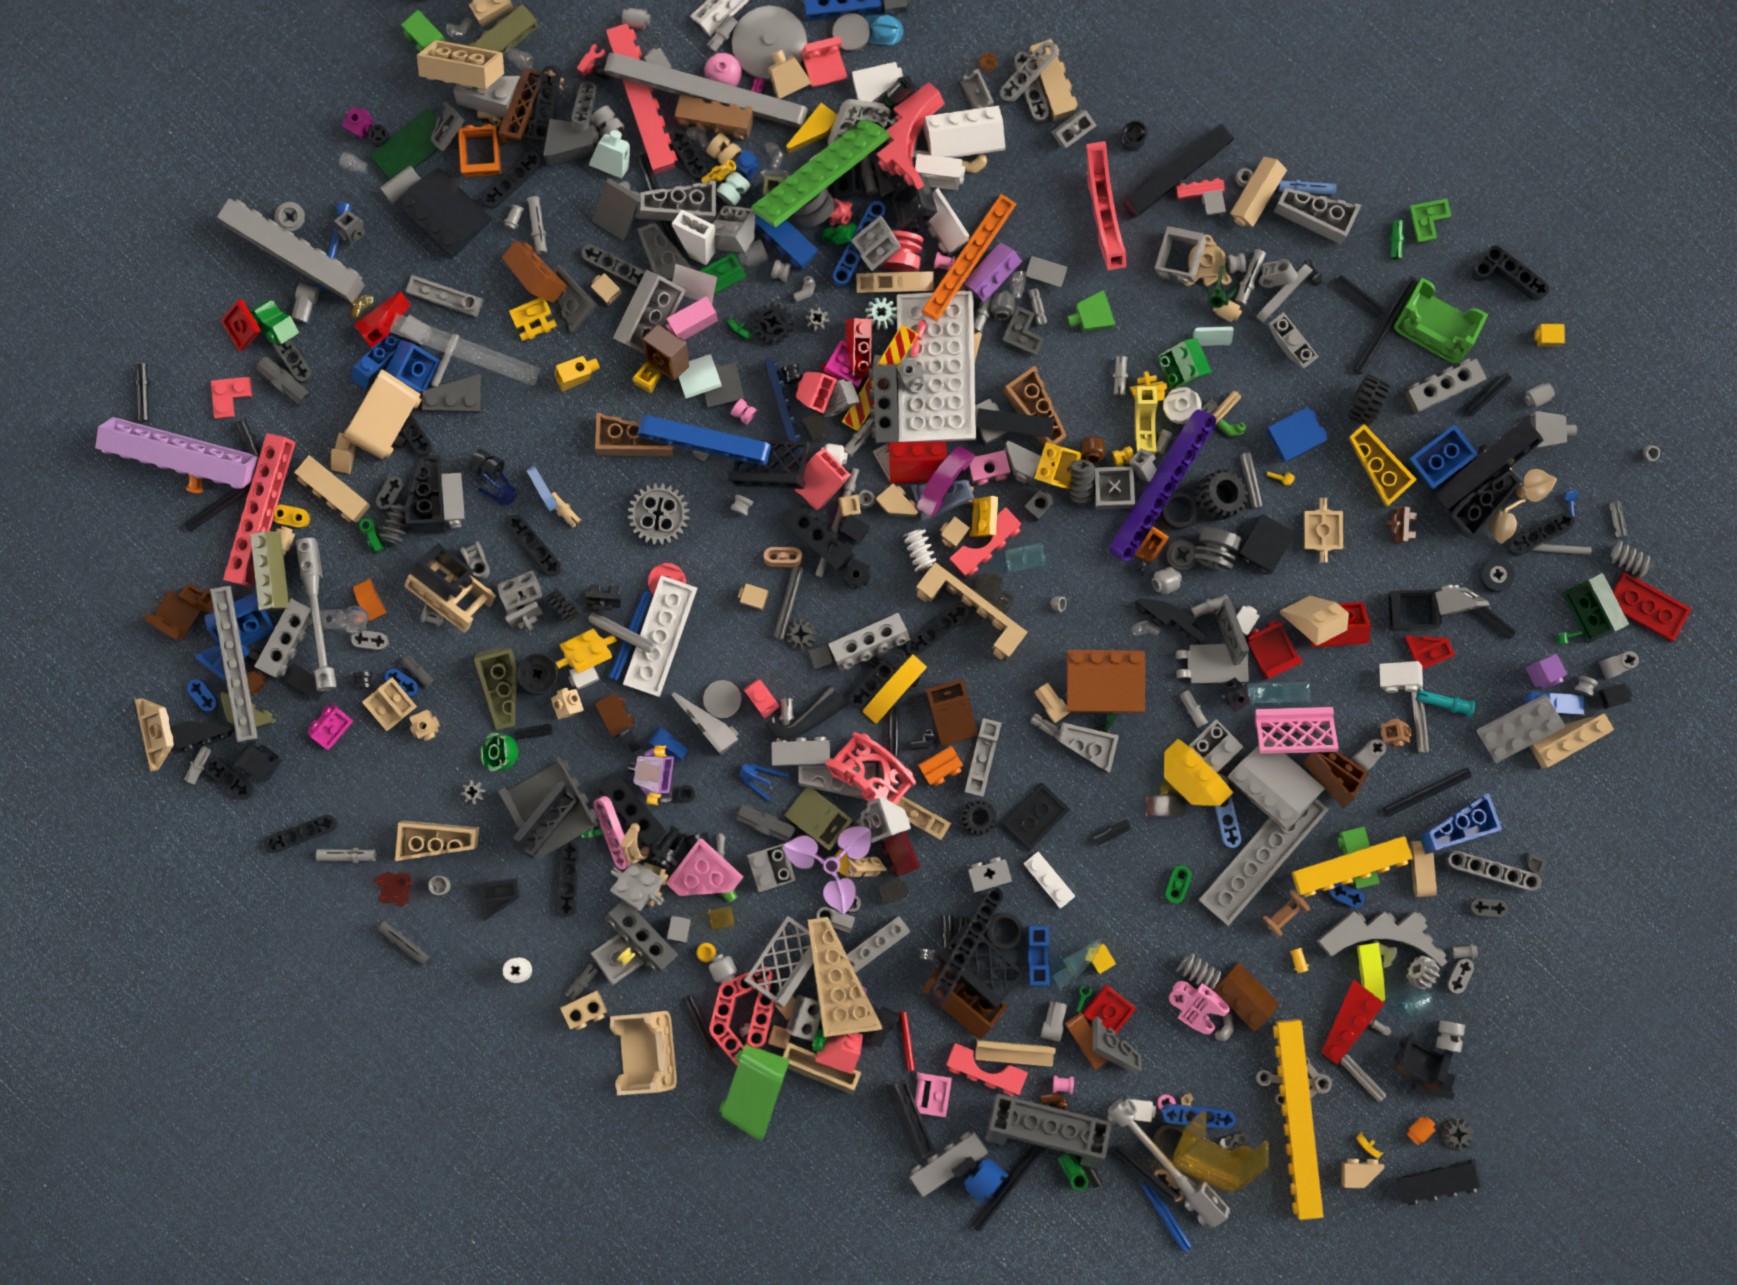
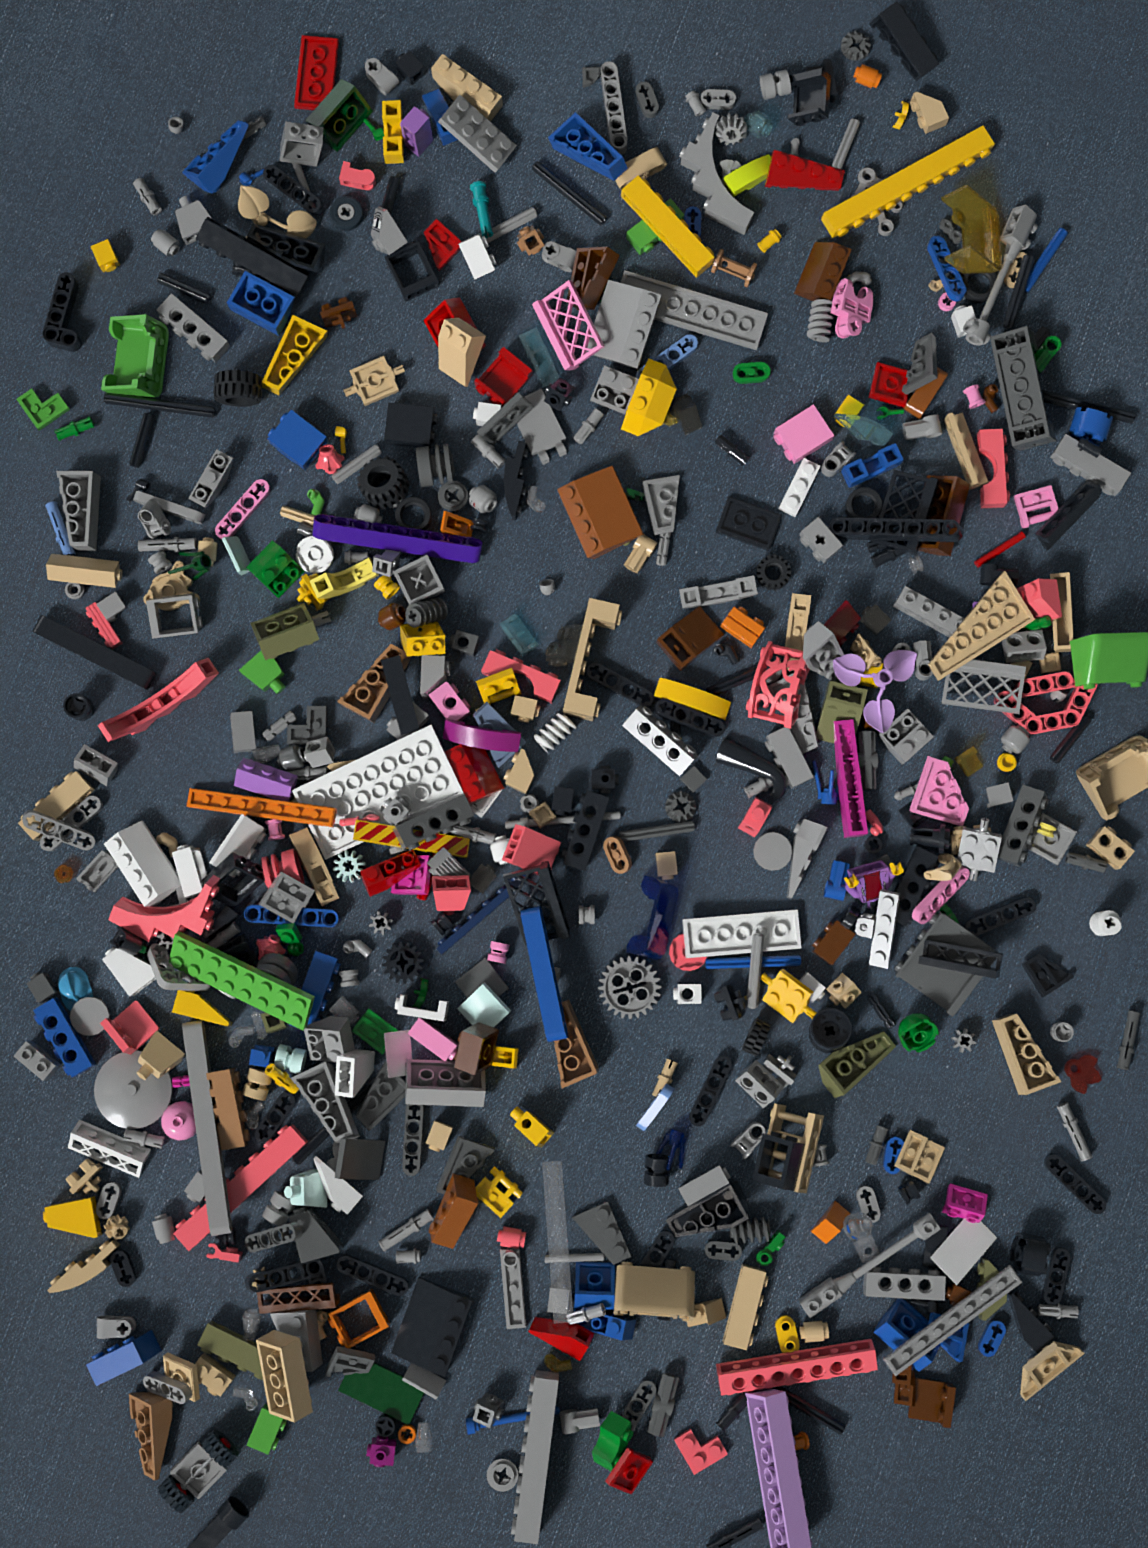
camera: 110 degrees left, 0 degrees up
(269, 571) = (851, 1328): olive brick -> none
(290, 705) = (963, 1249): none -> white sticker
(369, 150) = (411, 1438): none -> orange bush
(391, 347) = (588, 1313): none -> light grey axle
(419, 721) = (929, 1119): tan brick -> none
(487, 313) = (511, 1237): none -> coral brick
(593, 181) = (337, 1190): none -> white slope
(607, 763) = (880, 928): none -> plate
(629, 572) = (696, 997): none -> white brick
(706, 805) = (876, 825): none -> coral arm
(711, 332) = (440, 1015): none -> white panel
(720, 578) = (665, 901): none -> clear blue windscreen
(755, 797) = (849, 780): none -> dark pink slope
(996, 330) = (319, 752): none -> light grey brick
(1060, 928) = (839, 457): none -> light grey piece
(1097, 905) = (803, 434): none -> bright pink brick
(1120, 345) = (284, 631): none -> olive slope
(1197, 469) = (368, 514): none -> light grey head
(1255, 358) = (239, 507): none -> bright pink beam
(1265, 456) = (329, 459): none -> coral rock
(1524, 602) = (356, 178): none -> coral leg
(1569, 655) = (393, 139): none -> yellow arch
(1582, 560) = (308, 153): none -> light grey window
(1586, 686) = (412, 96): light grey wheel -> none
(1592, 398) = (147, 196): none -> light grey pin
(1595, 469) = (213, 166): none -> blue wedge
(1631, 559) = (279, 102): light grey piece -> none

